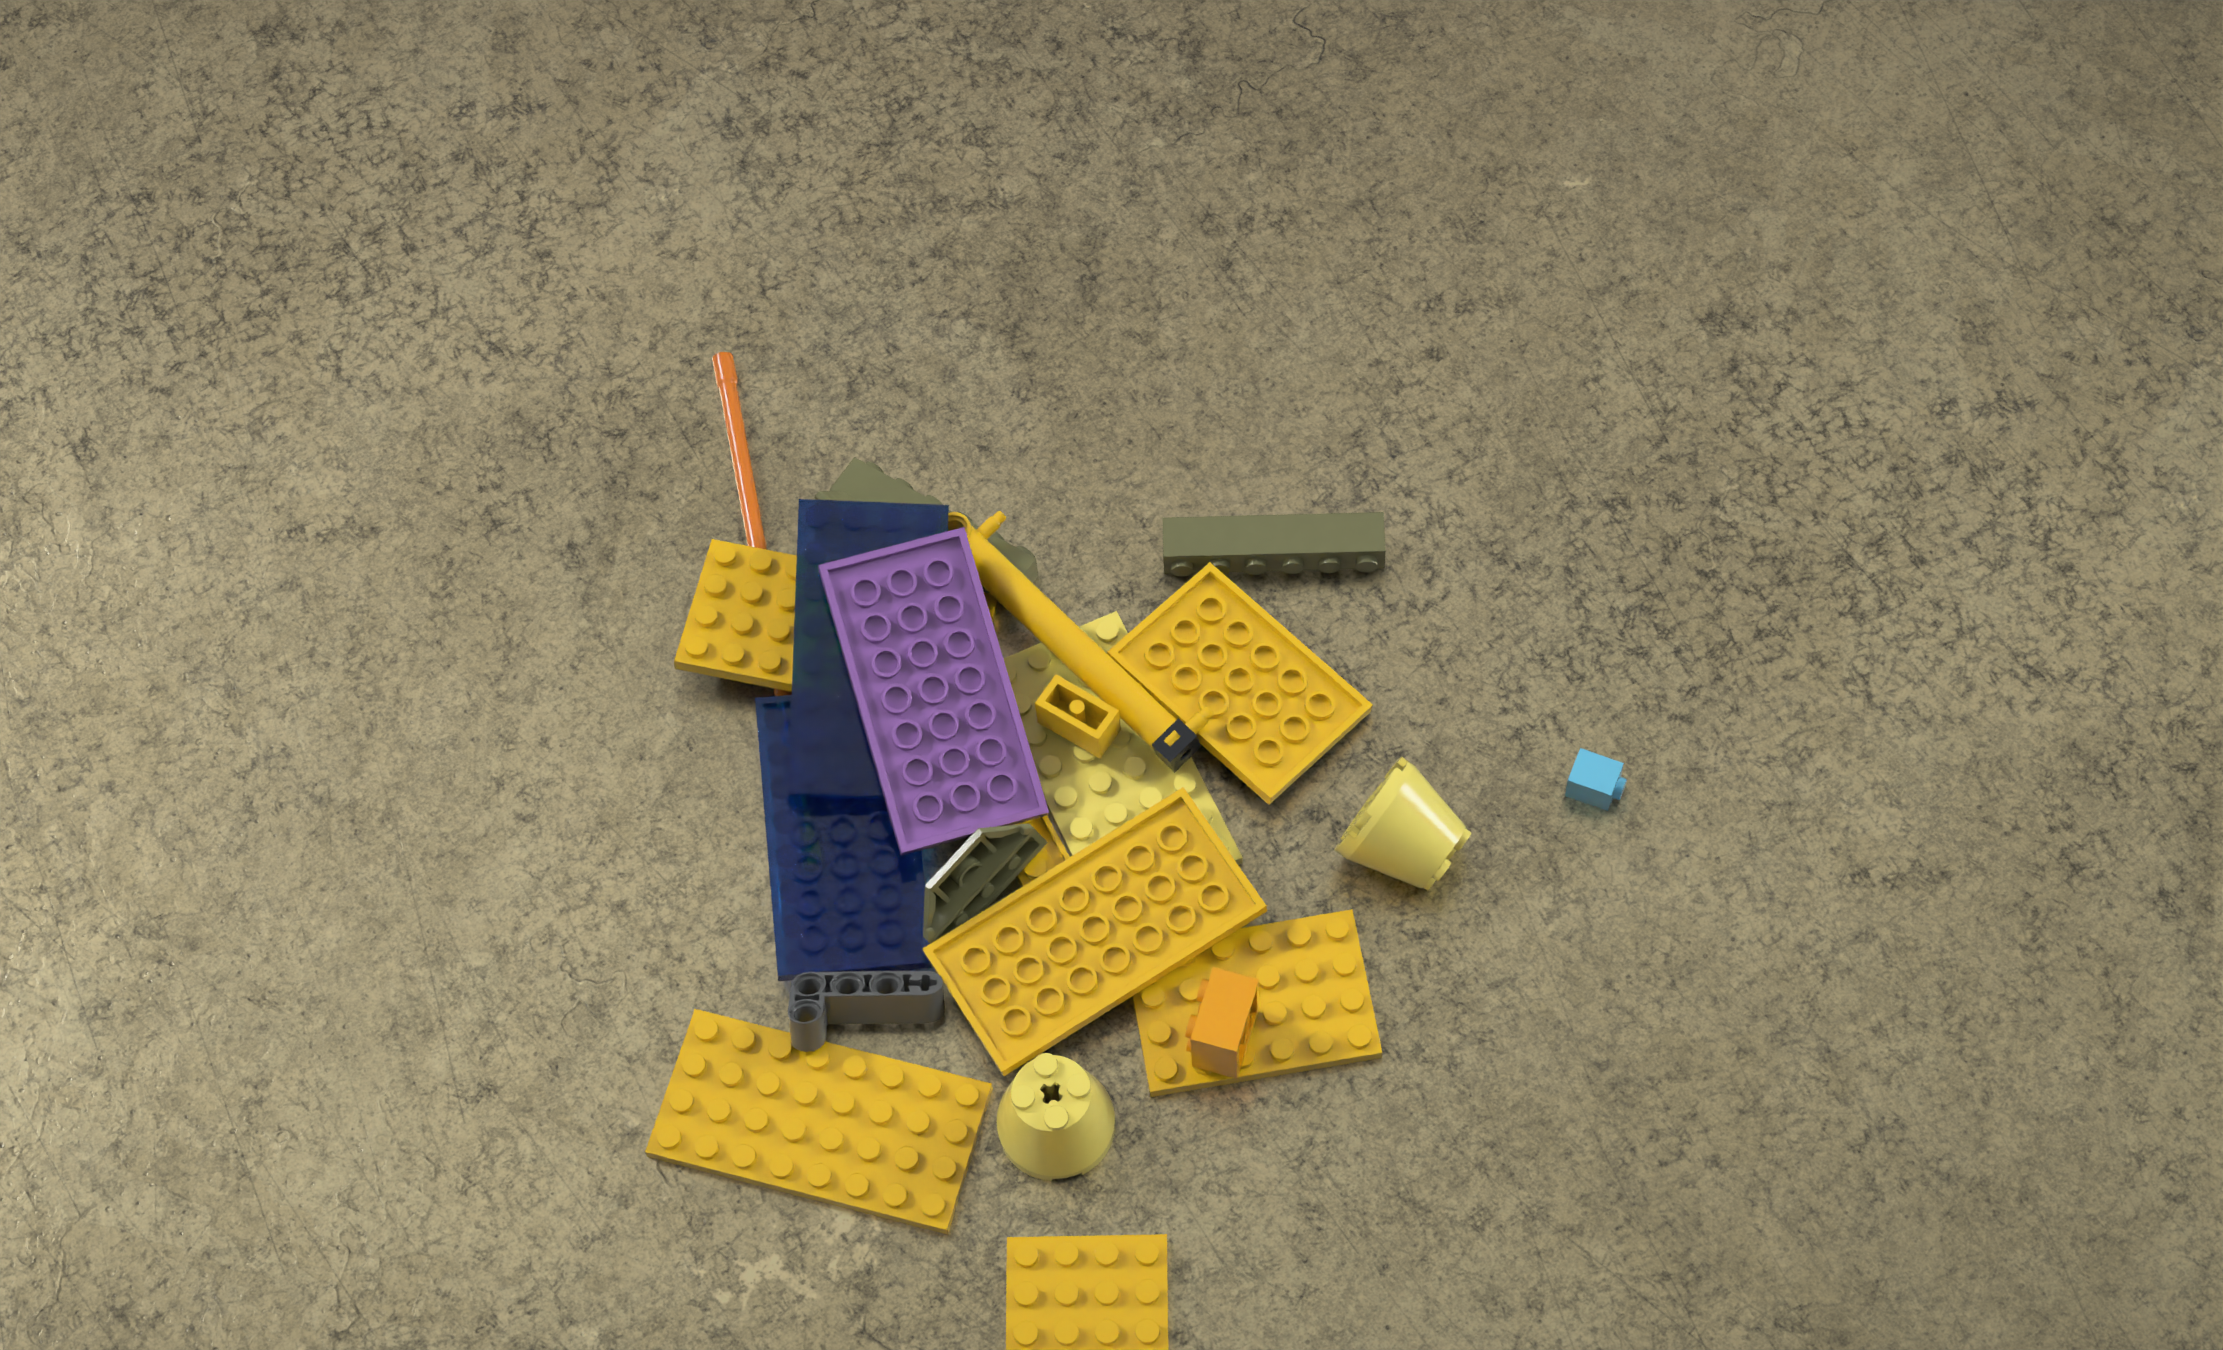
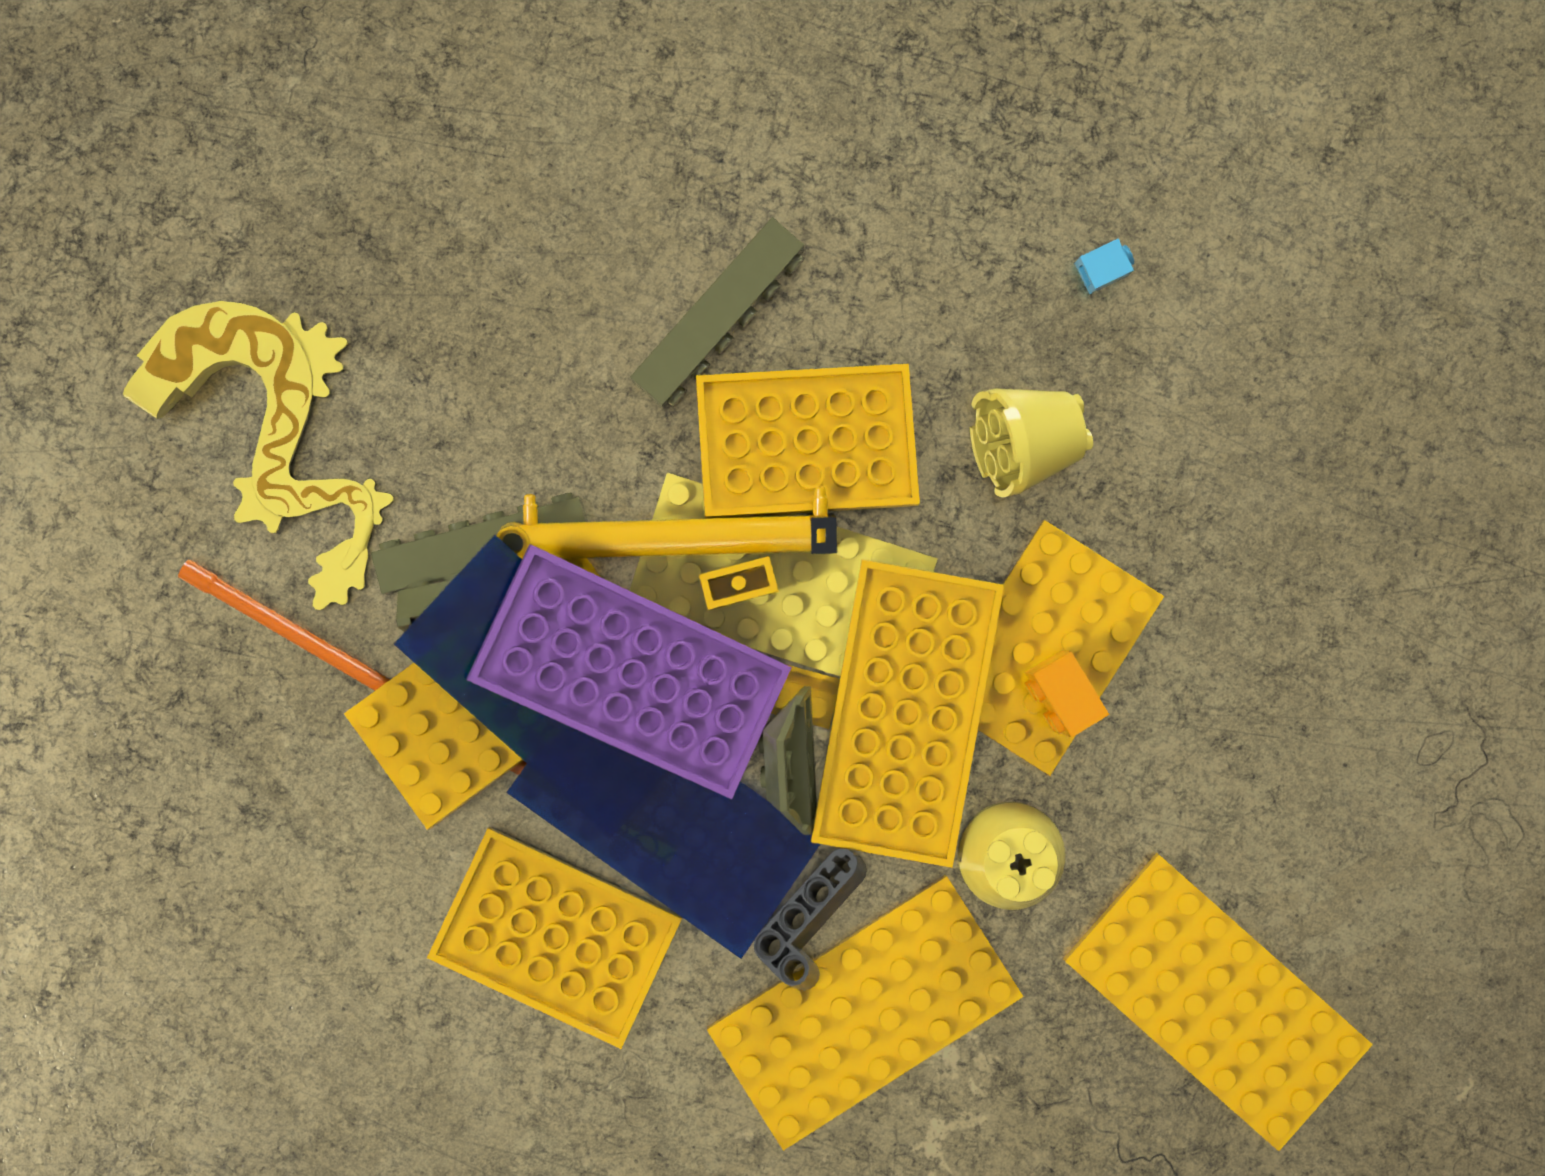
camera: 60 degrees left, 25 degrees up
(669, 836) = (554, 937): none -> yellow plate
(948, 299) = (292, 368): none -> light yellow animal

